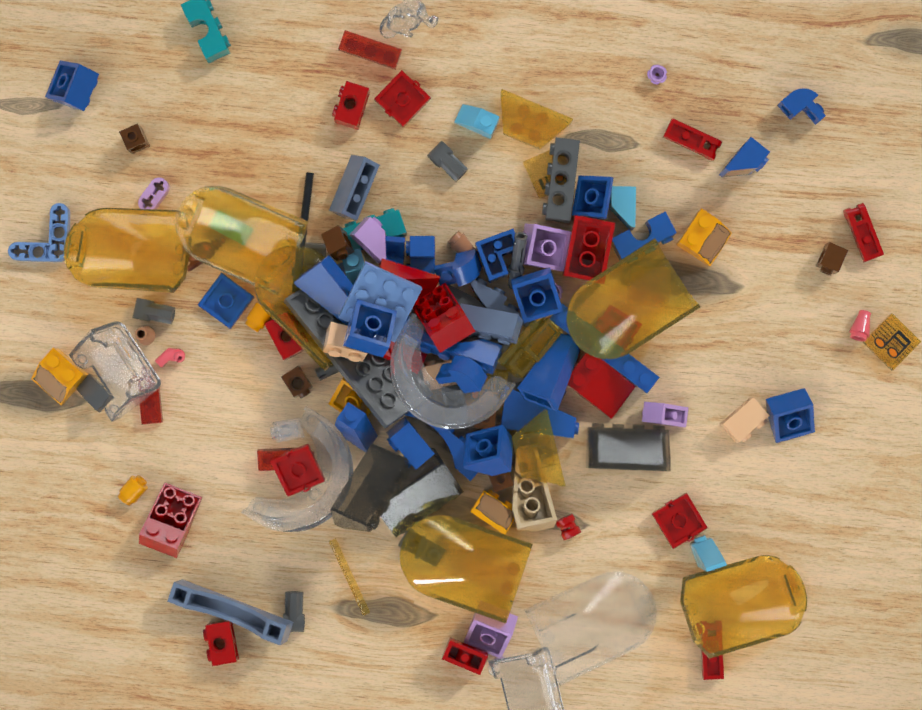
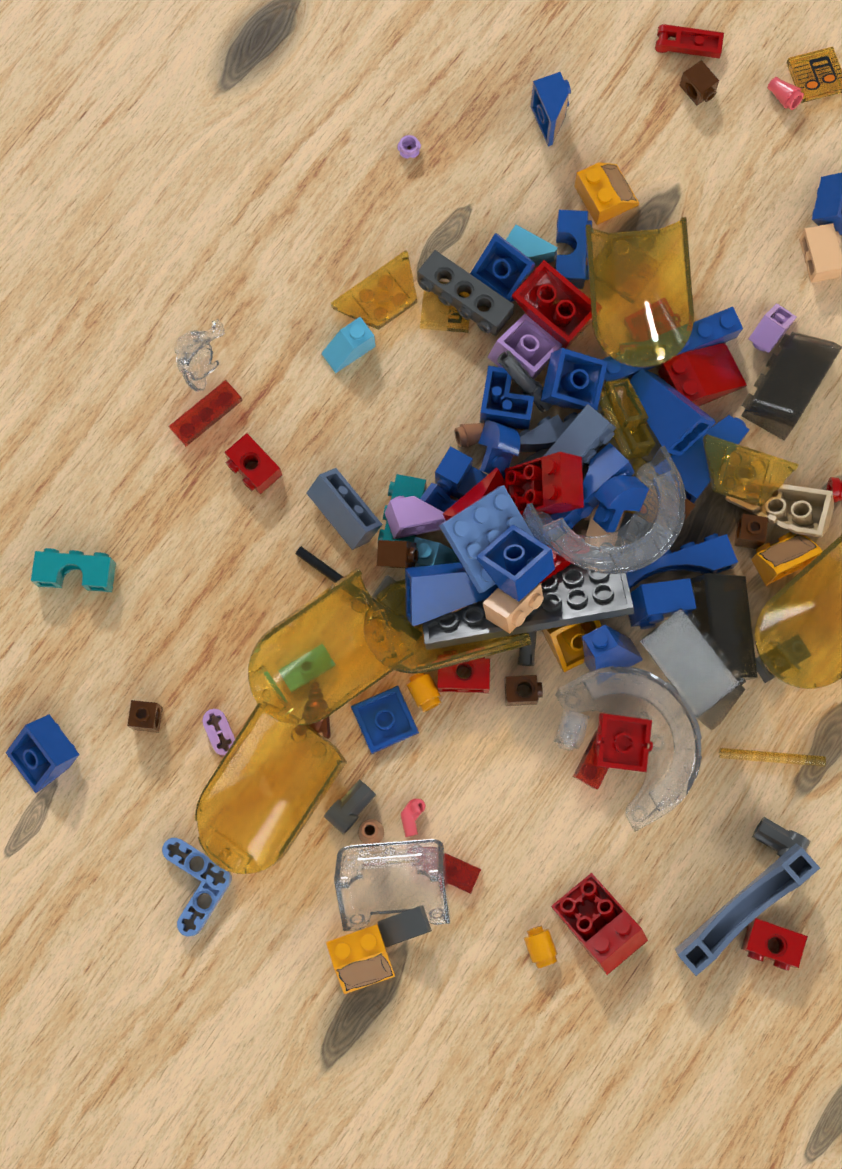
camera: 55 degrees left, 10 degrees down
(402, 98) = (278, 408): red plate -> none
(443, 157) = (367, 401): dark grey piece -> none
(489, 451) = (717, 522): blue slope -> none
(692, 139) = (496, 149): red plate -> none
(802, 100) = (522, 27): blue brick -> none

